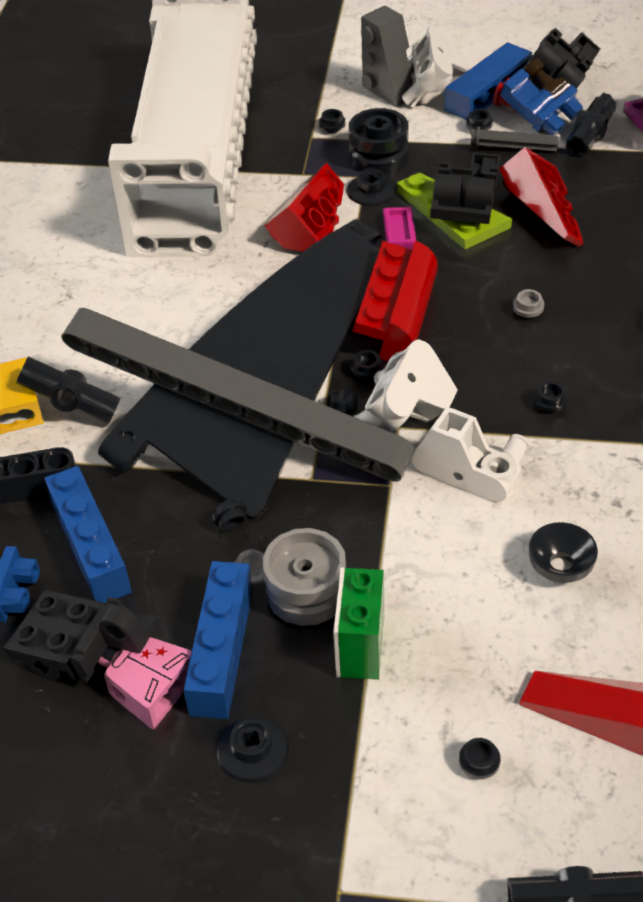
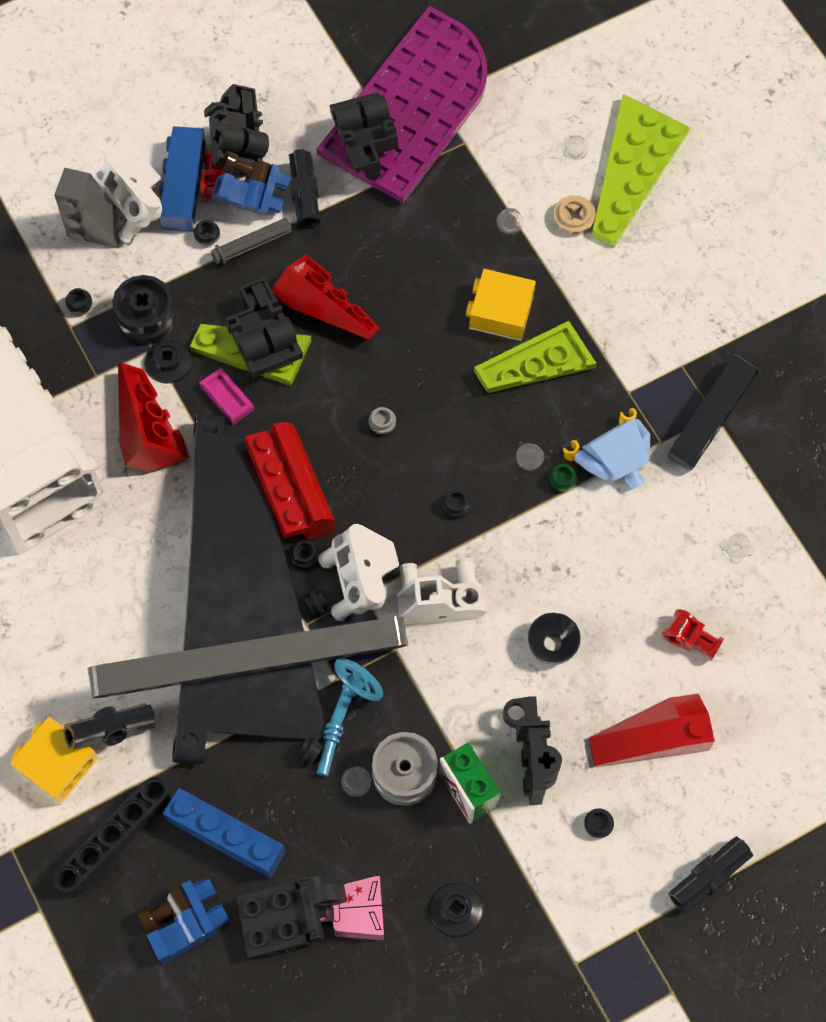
camera: 40 degrees left, 20 degrees up
(218, 640) = (382, 851): blue brick -> none
(323, 478) = (352, 686): none -> dark azure dish
(449, 654) = (535, 749): none -> black plate

